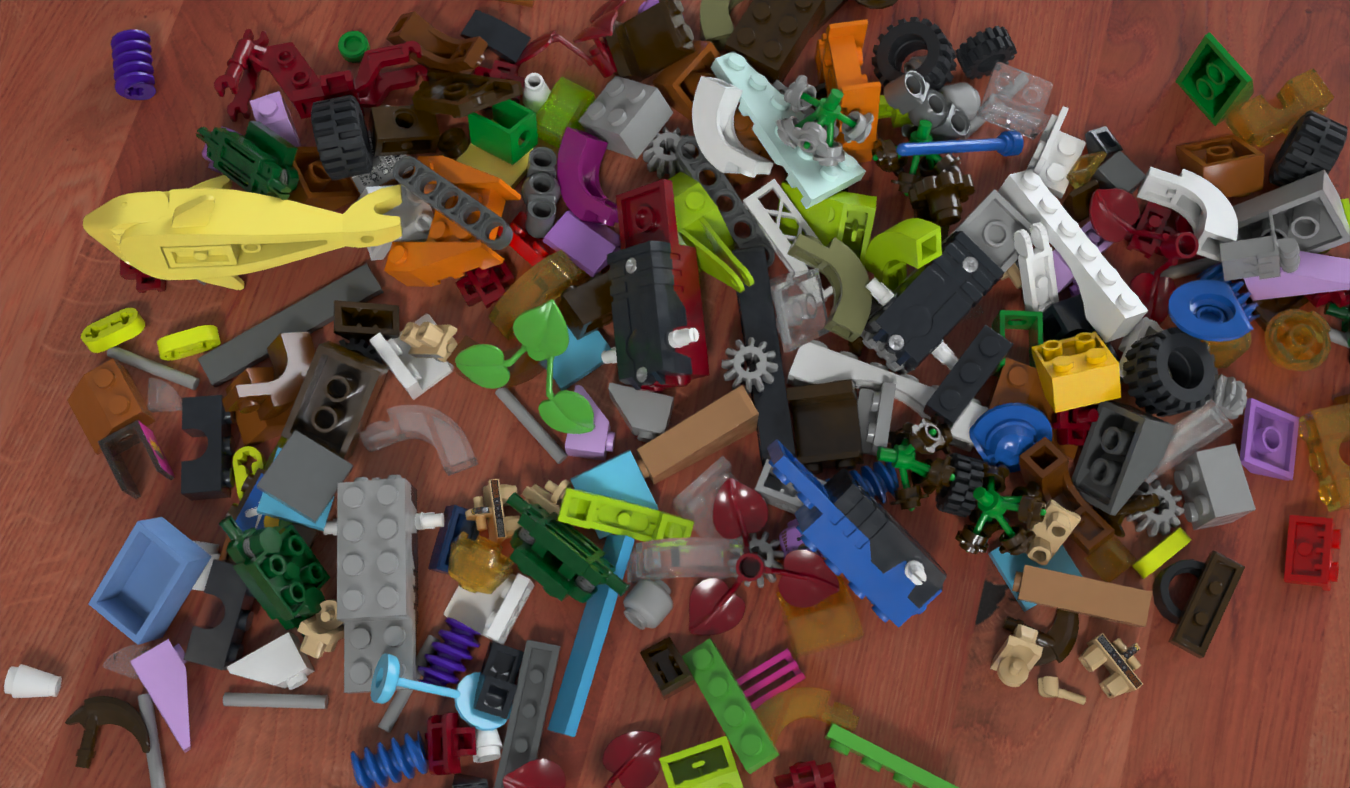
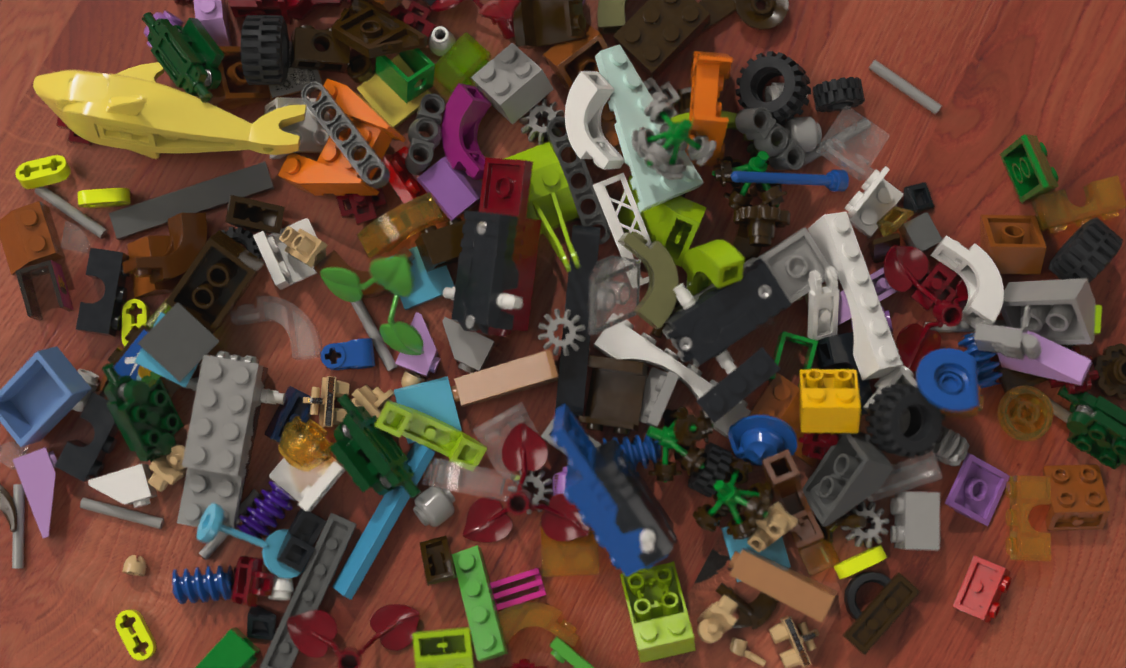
camera: 10 degrees right, 10 degrees up
(303, 761) = (135, 566): none -> tan hinge
(511, 453) = (354, 354): none -> blue piece
(585, 463) = (411, 378): none -> tan hinge
(944, 668) = (658, 612): none -> lime slope
(1053, 34) = (905, 87): none -> light grey bar

